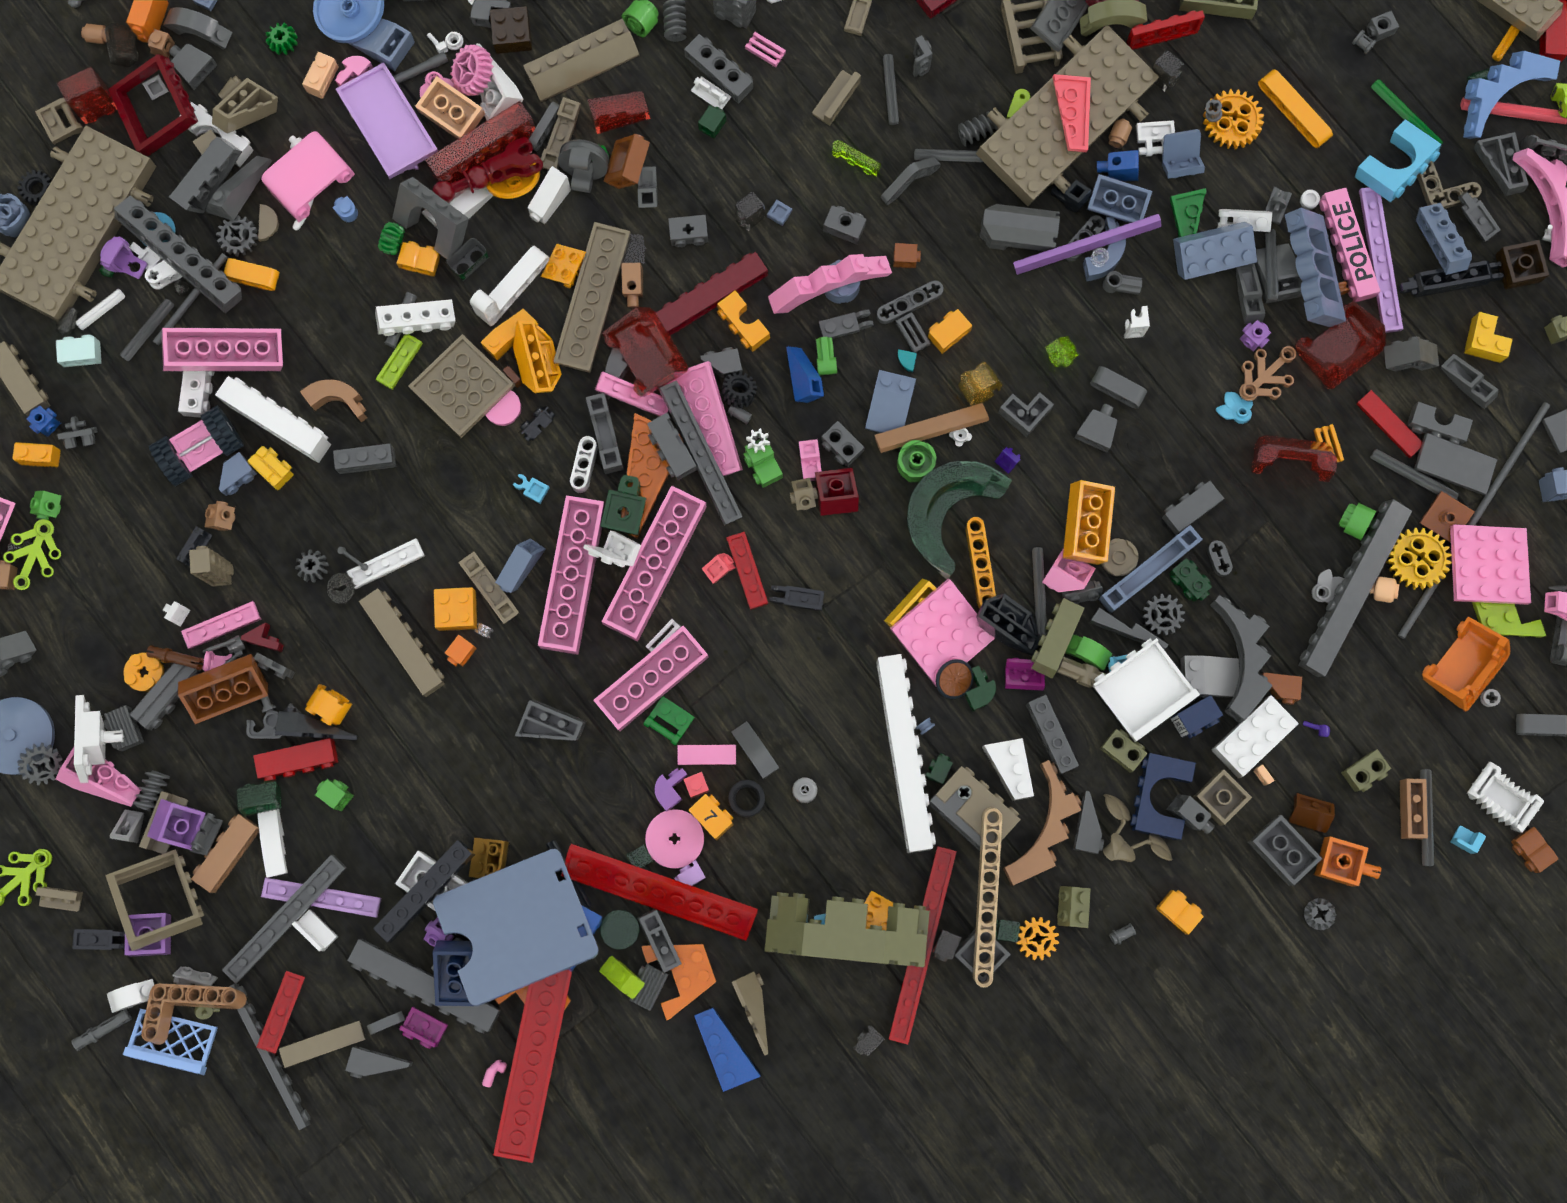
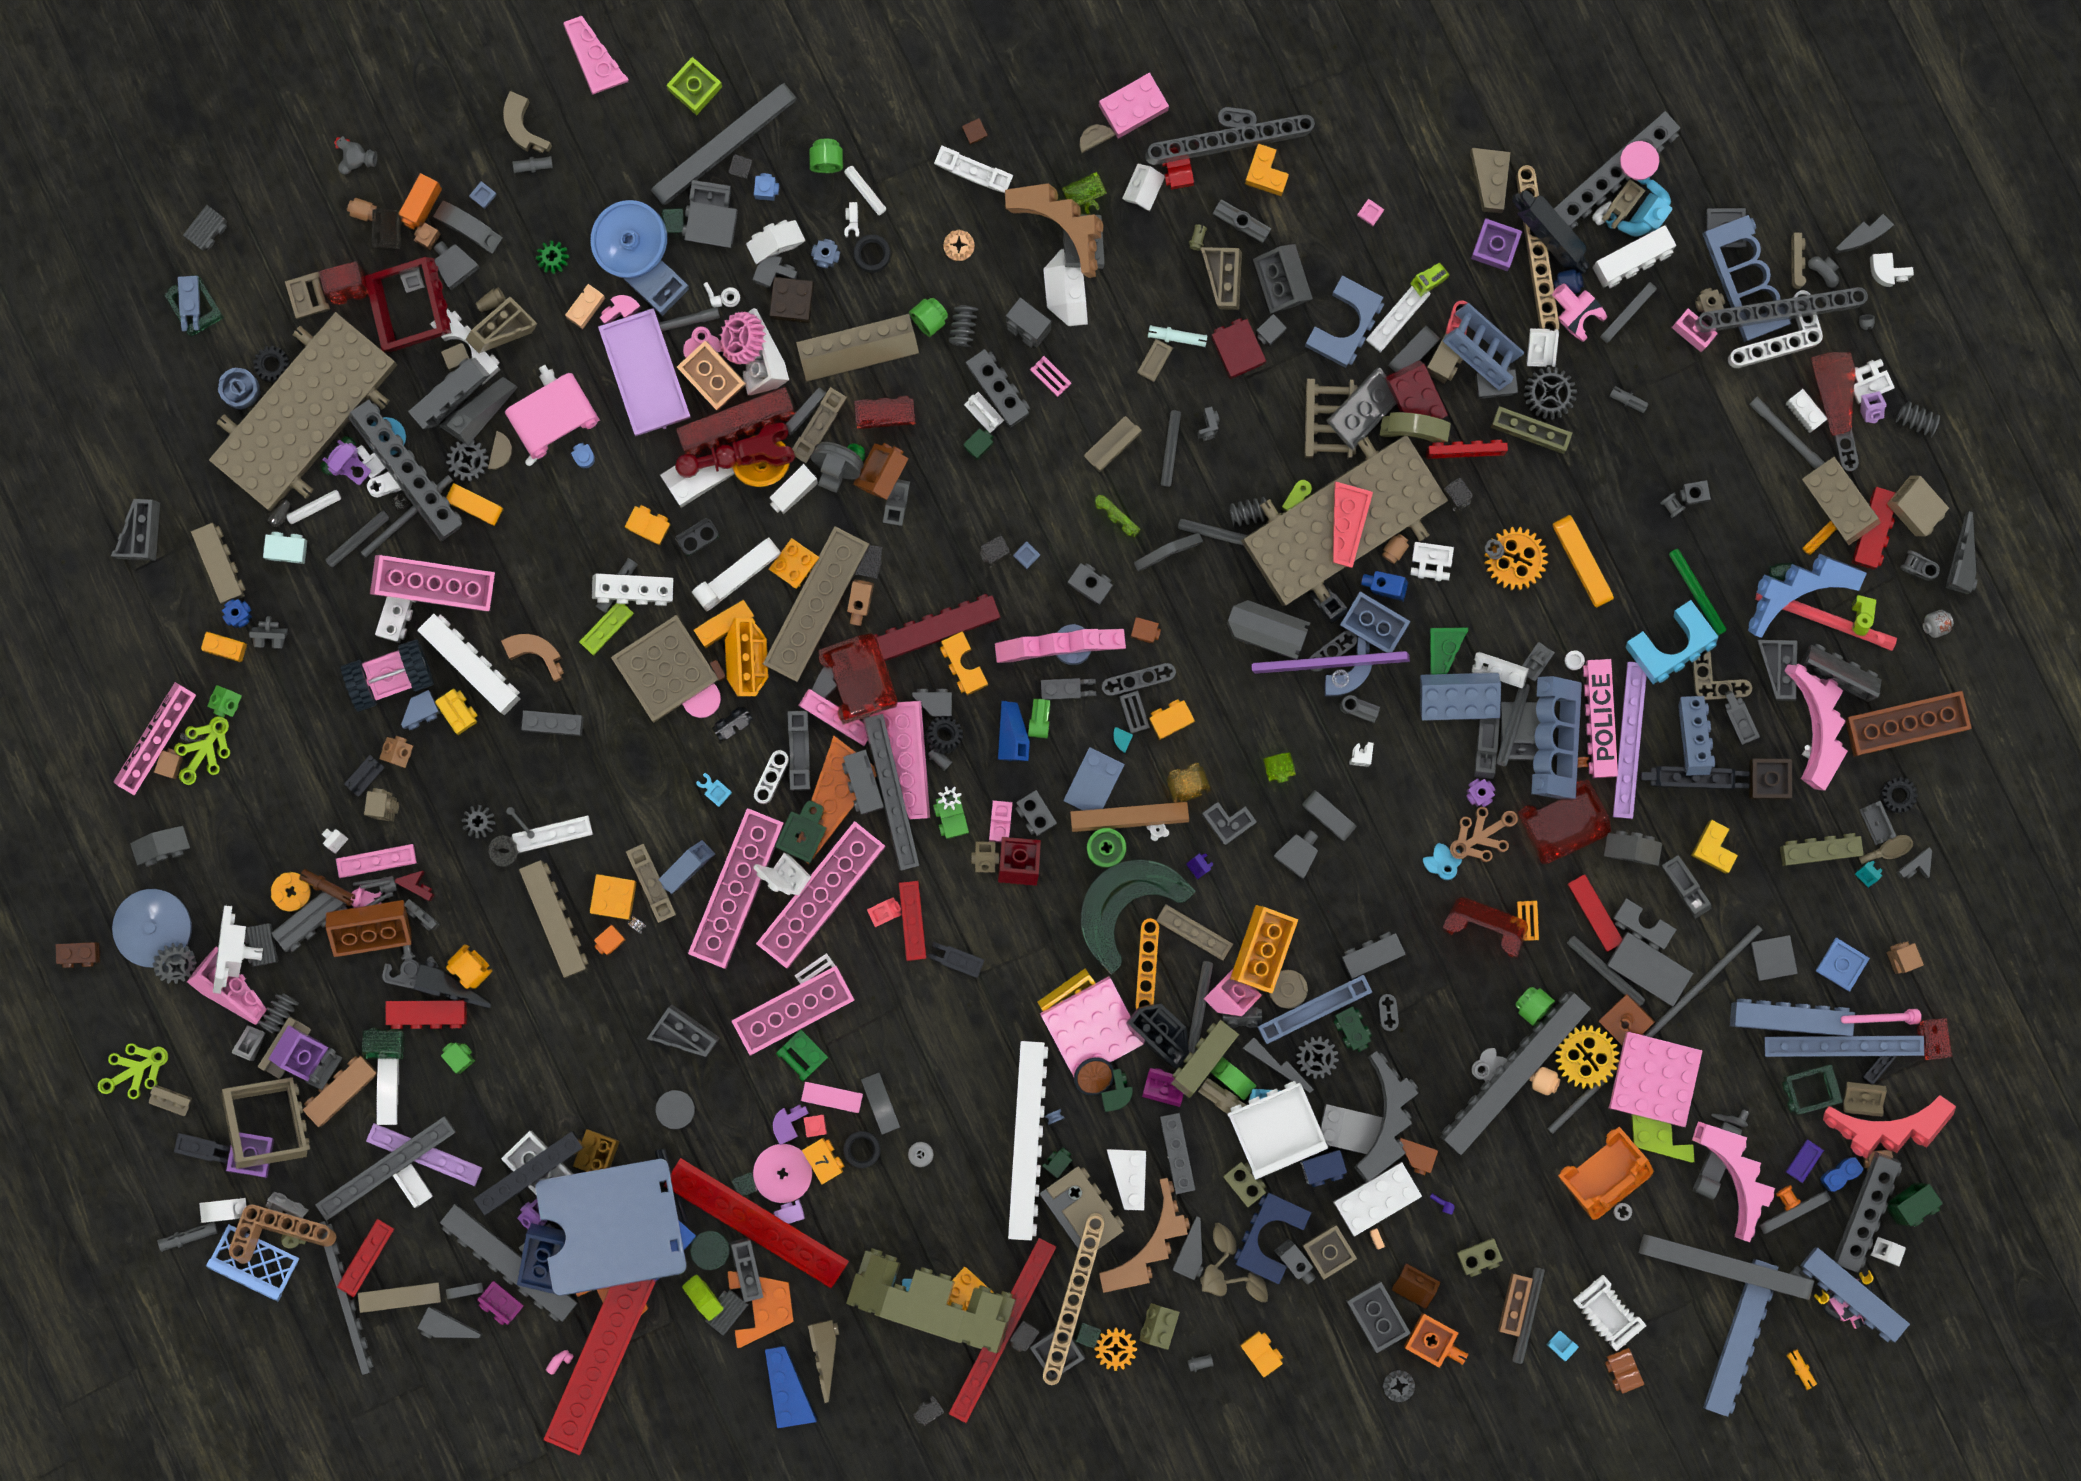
camera: 10 degrees right, 5 degrees up
(391, 238) = (624, 499): green gear -> none
(450, 222) = (687, 499): dark grey arch -> none
(557, 799) = (675, 1109): none -> dark grey tile
(679, 226) = (938, 551): dark grey brick -> none
(1018, 523) = (1194, 932): none -> dark tan tile
(1182, 154) = (1452, 587): sand blue bracket -> none

